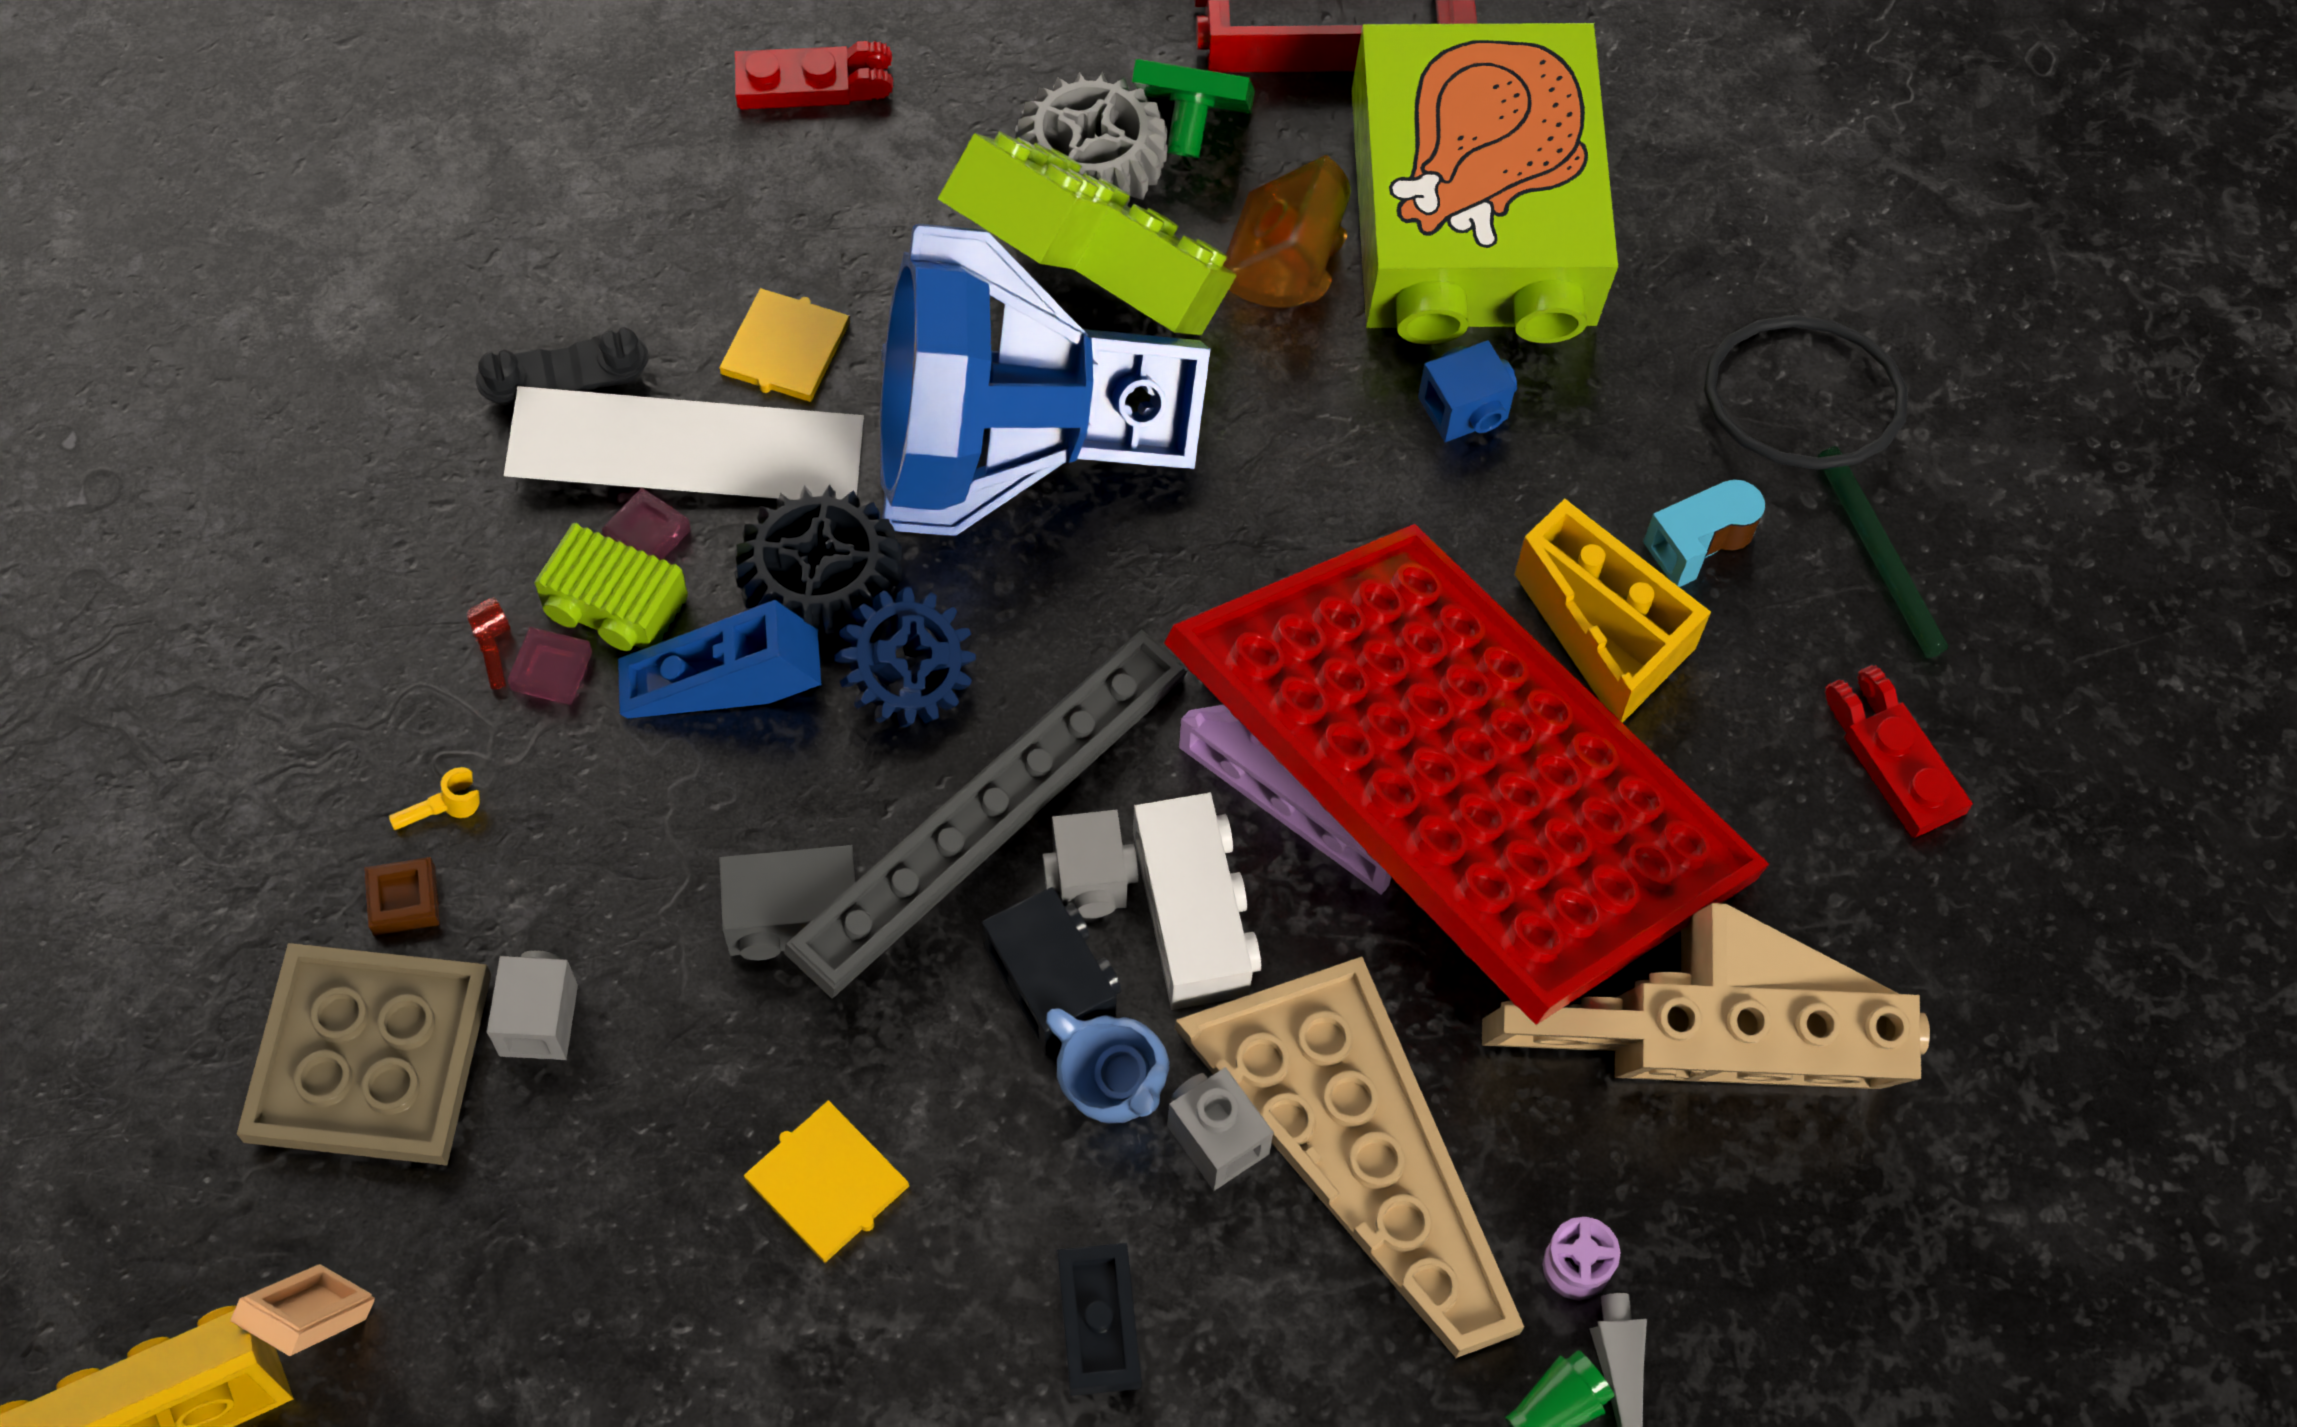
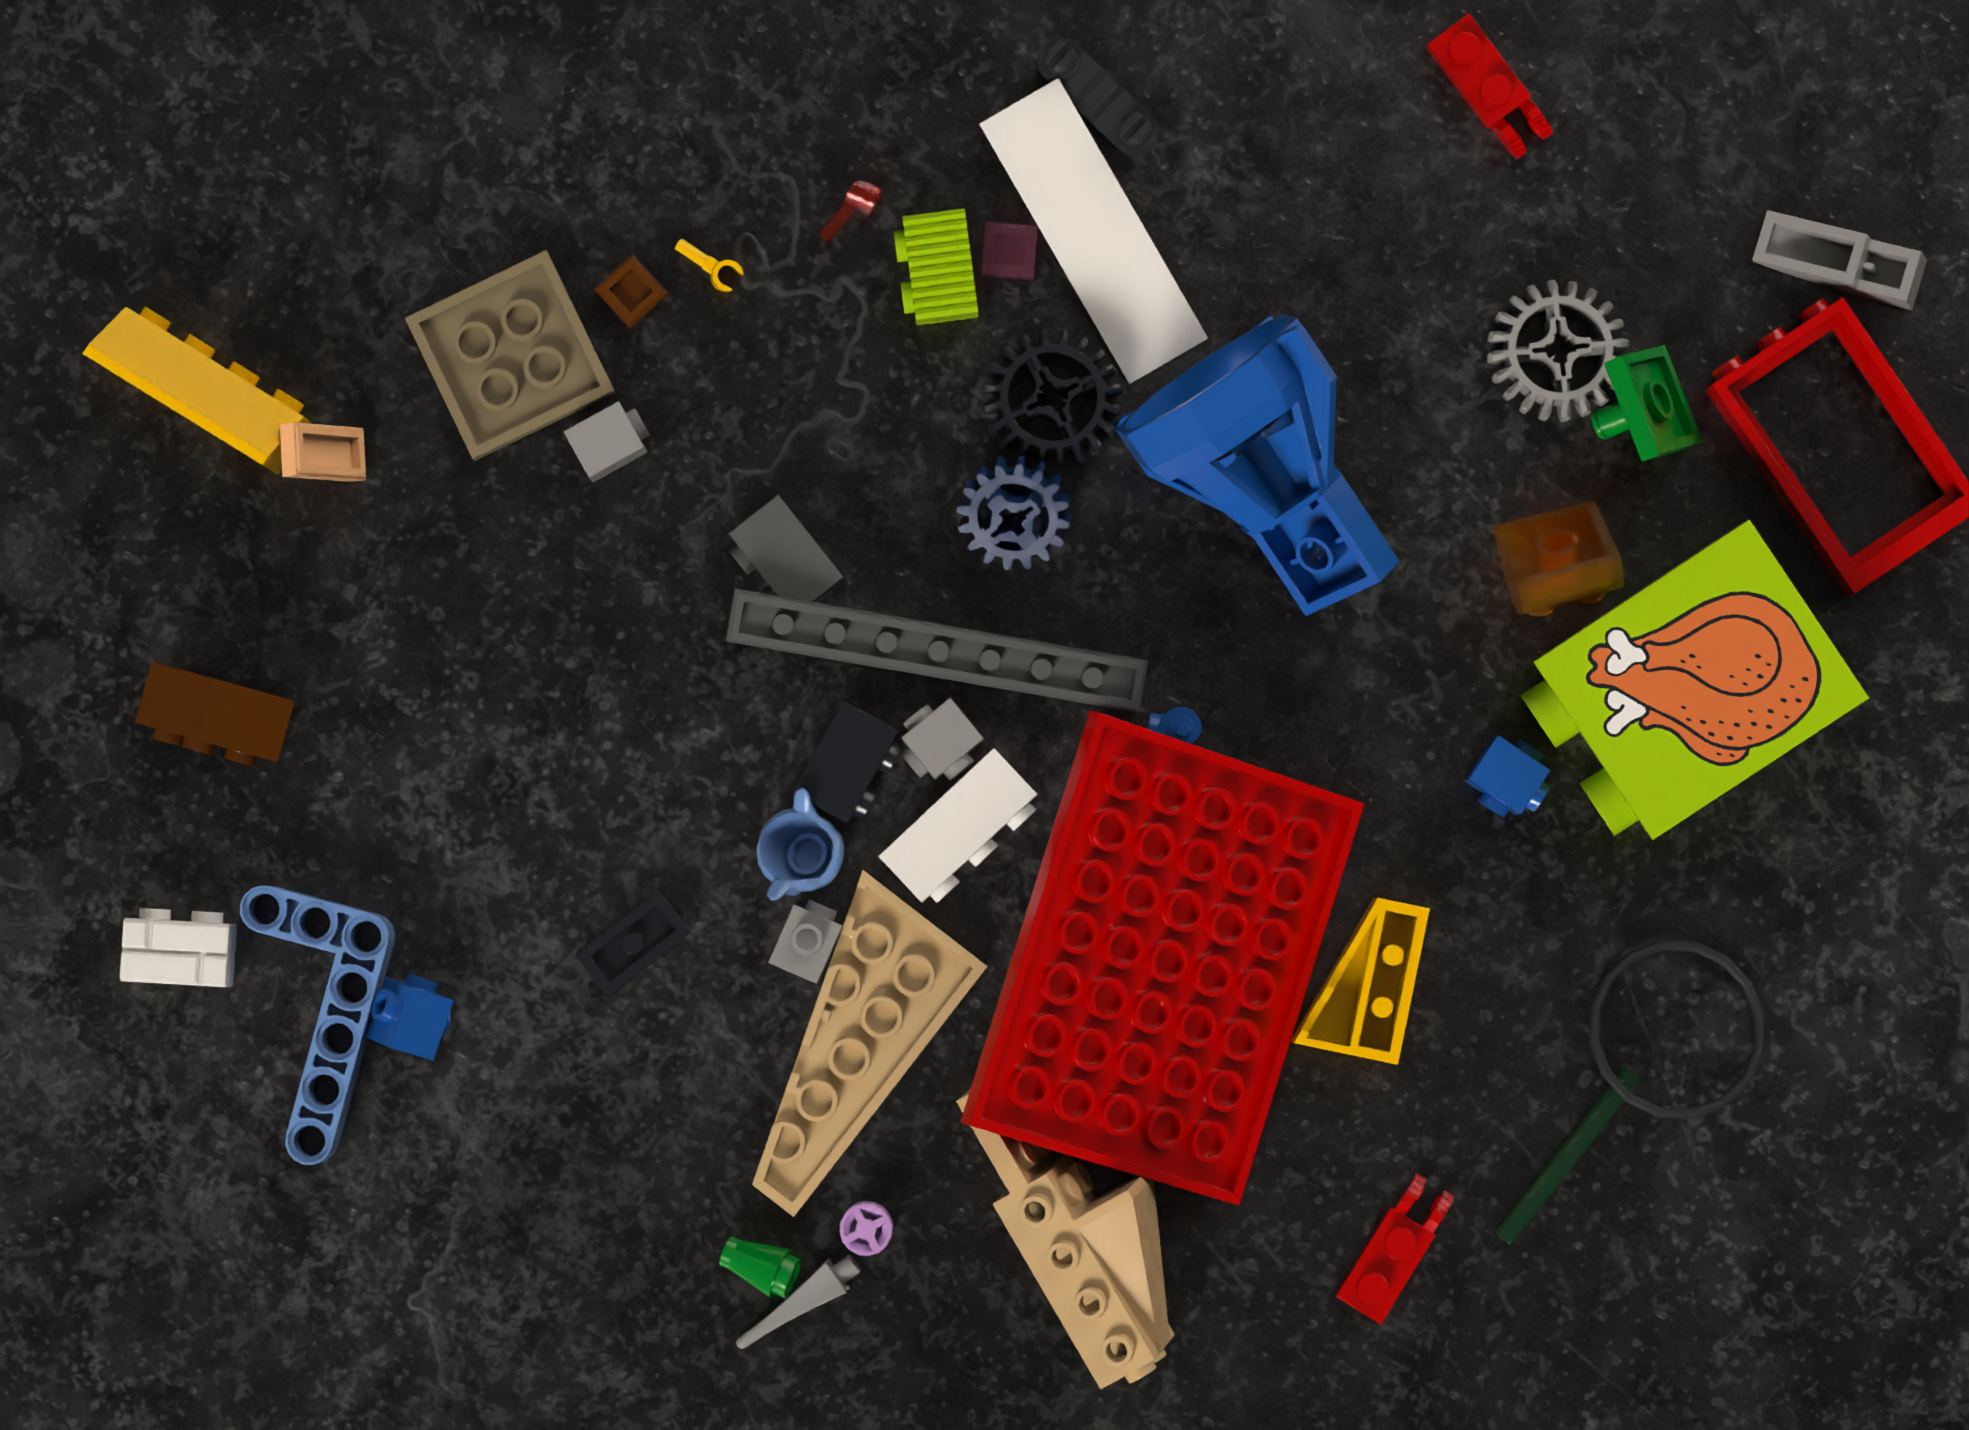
camera: 65 degrees right, 25 degrees up
(550, 665) = (859, 264): clear pink tile -> none
(723, 665) = (928, 386): blue slope -> none
(785, 345) = (1231, 238): yellow piece -> none
(826, 1181) = (618, 708): yellow piece -> none
(1082, 224) = (1445, 415): lime brick -> none
(1701, 526) = (1516, 1026): medium azure leg -> none

